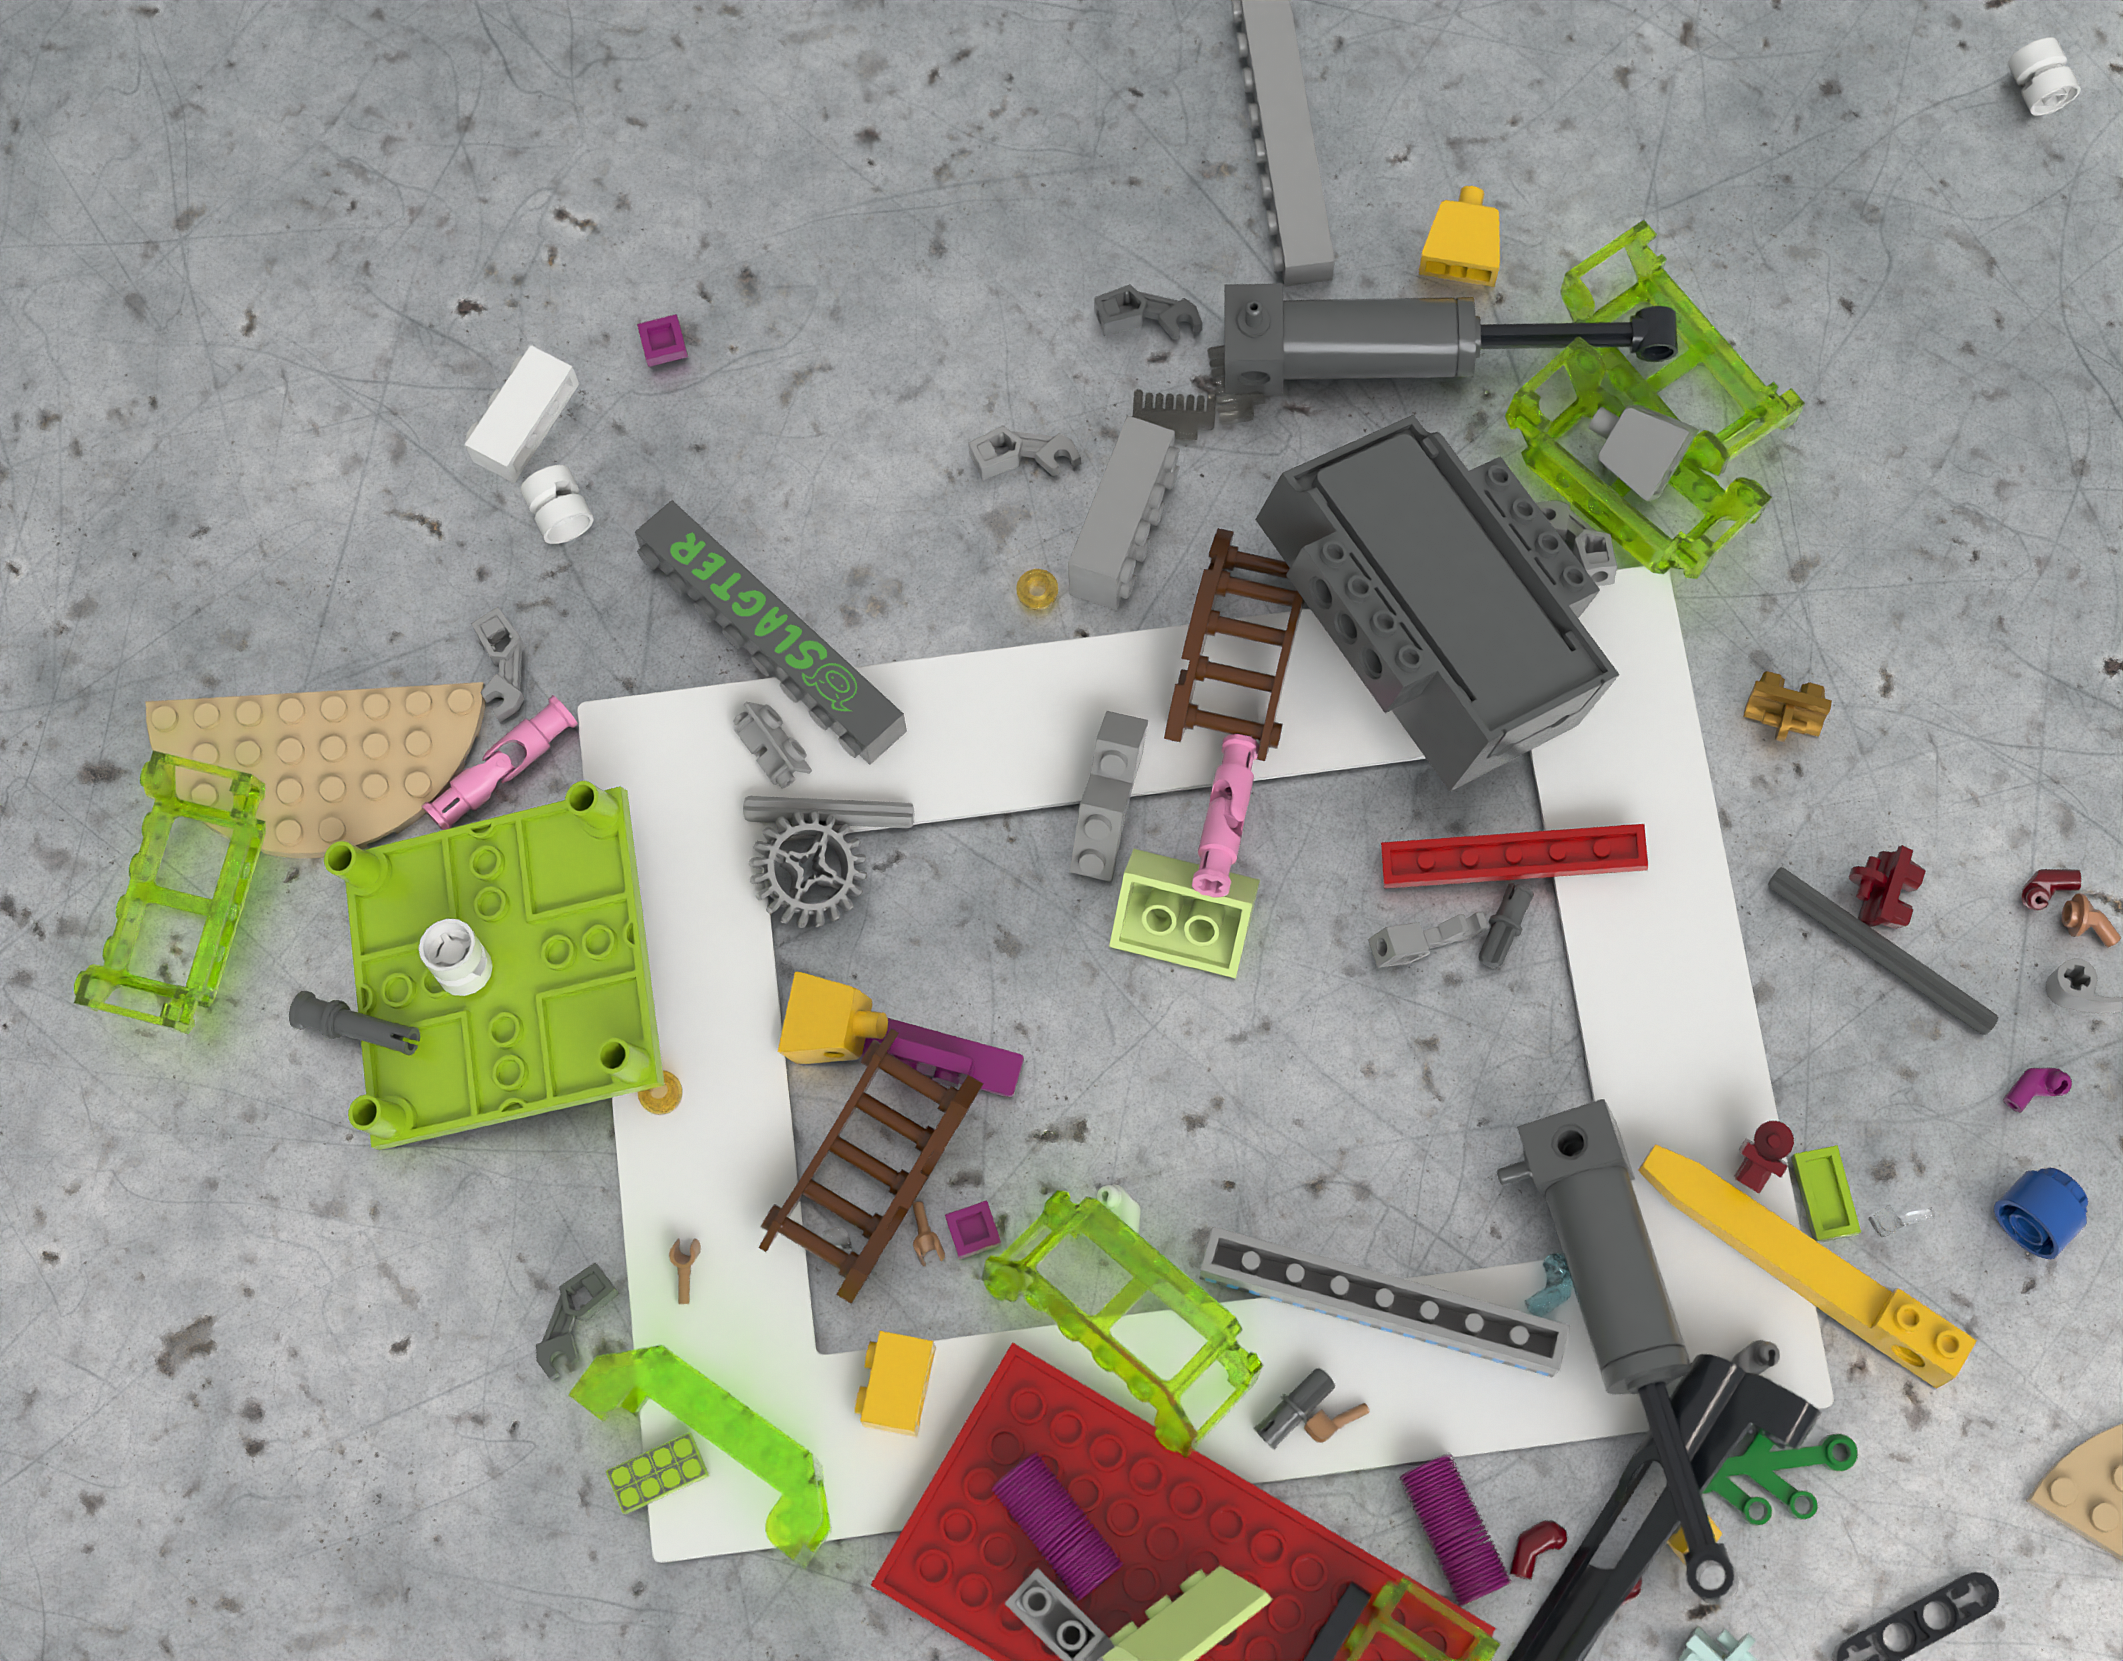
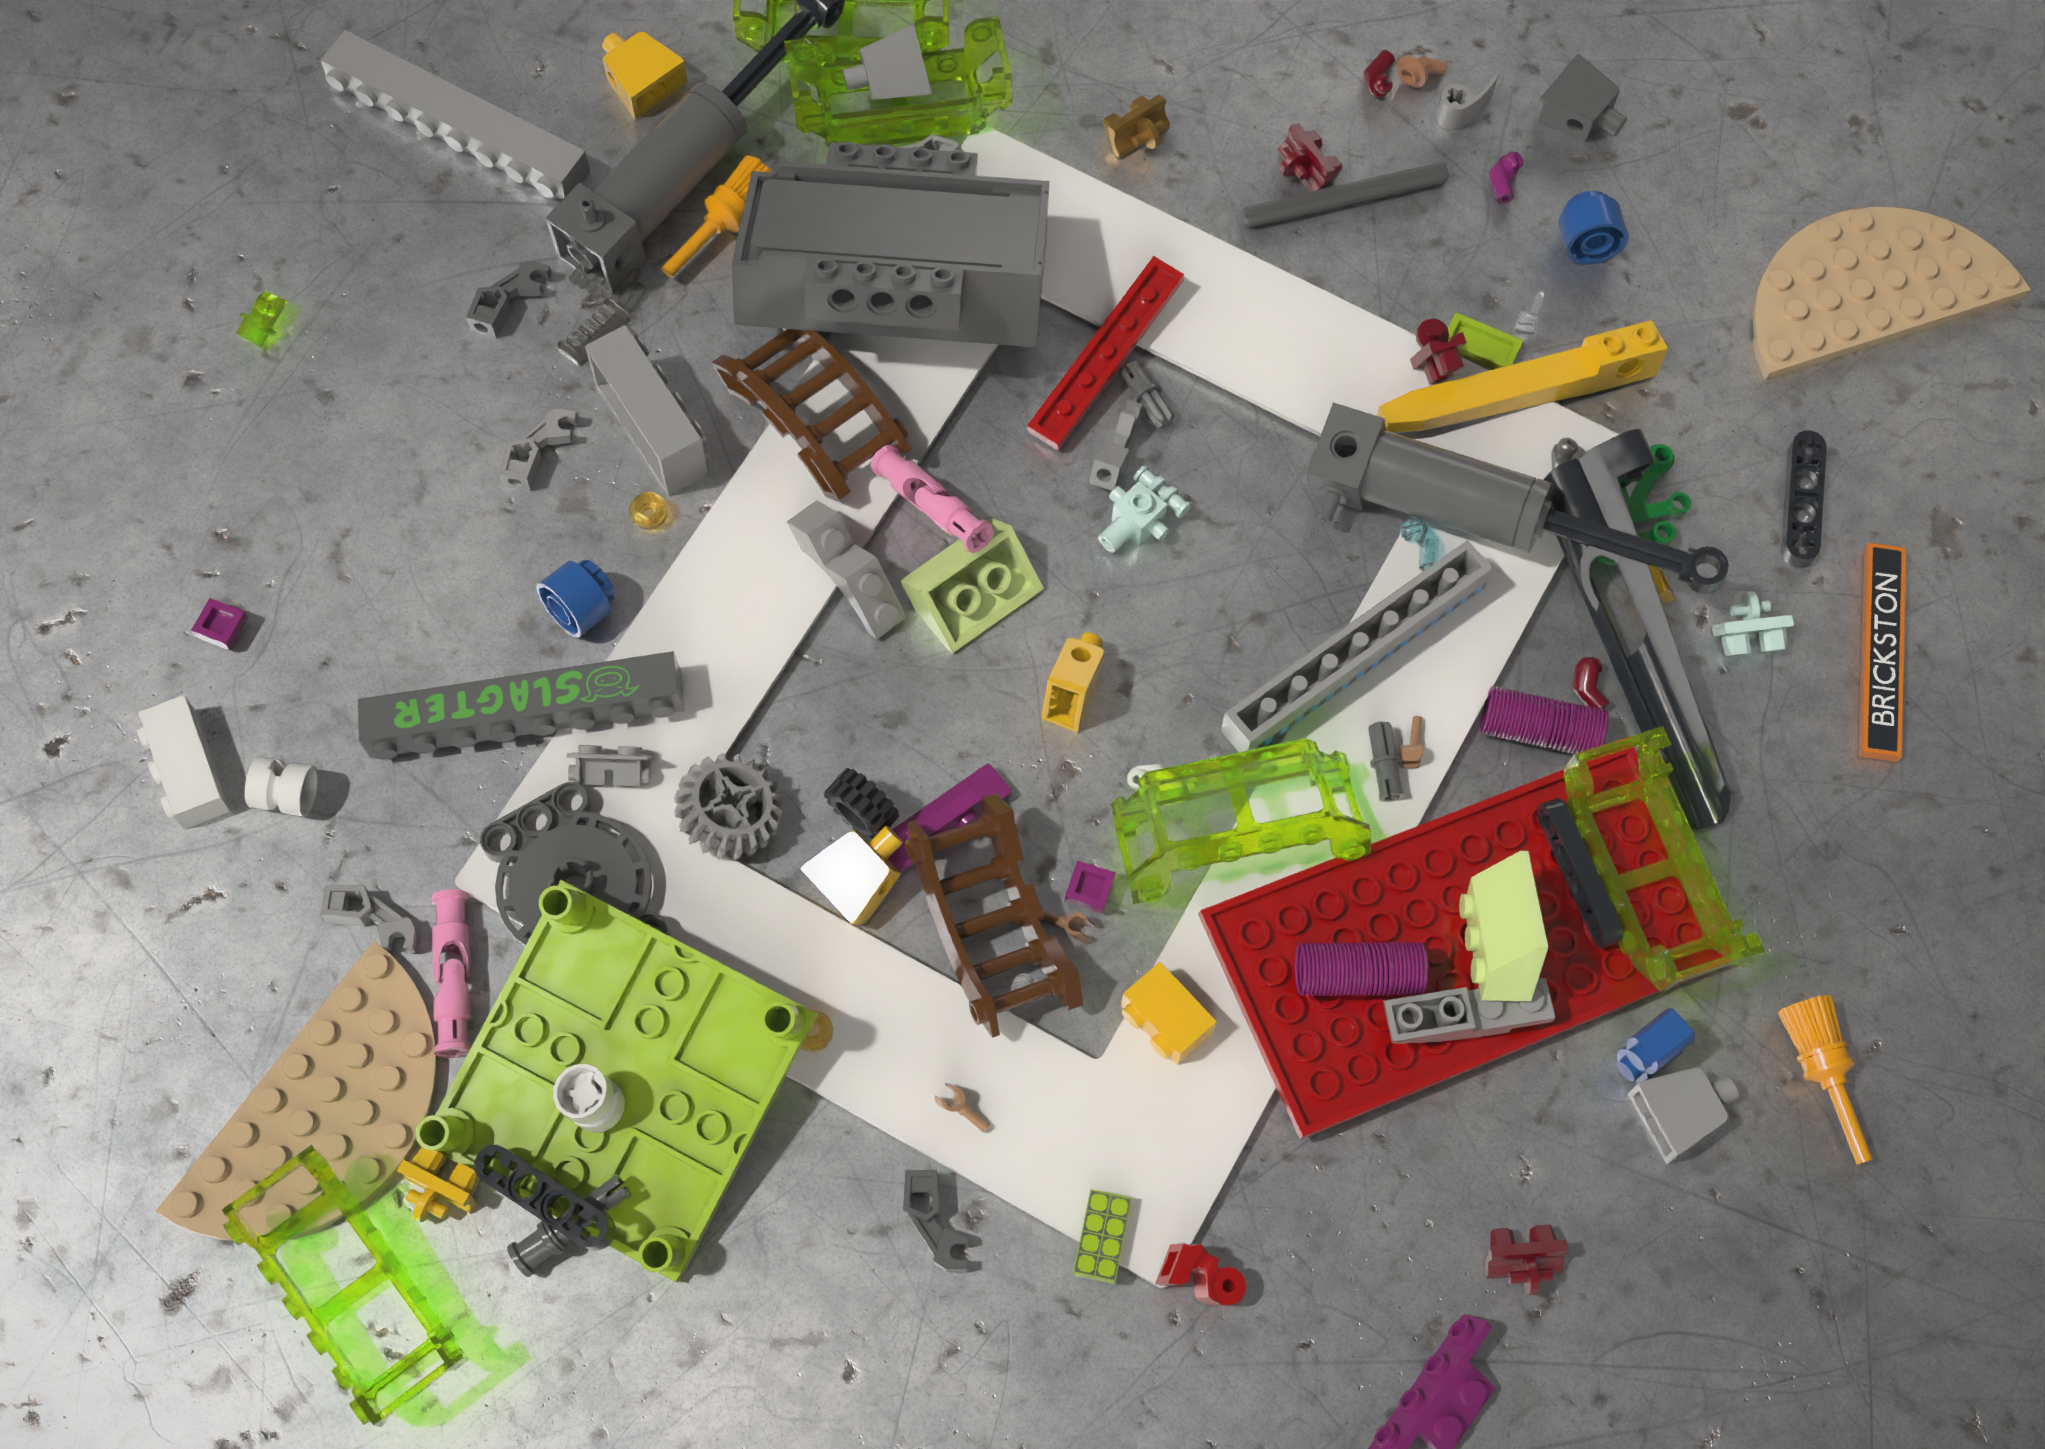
camera: 60 degrees left, 5 degrees down
(320, 914) = (423, 1173): none -> yellow hips
(351, 988) = (546, 1194): none -> black beam
(629, 1378) = (1120, 1148): clear neon green windscreen -> none
(673, 771) = (562, 851): none -> dark grey piece
(686, 1604) = (1211, 1284): none -> red leg
(845, 811) = (712, 745): light grey axle -> none
(893, 976) = (861, 803): none -> black tyre
(905, 596) = (577, 596): none -> blue piece
(961, 142) = (262, 318): none -> clear neon green piece
(1157, 1070) = (1076, 671): none -> yellow torso
(1375, 1004) = (1142, 510): none -> light aqua piece
(1380, 413) = (724, 213): none -> light orange piece

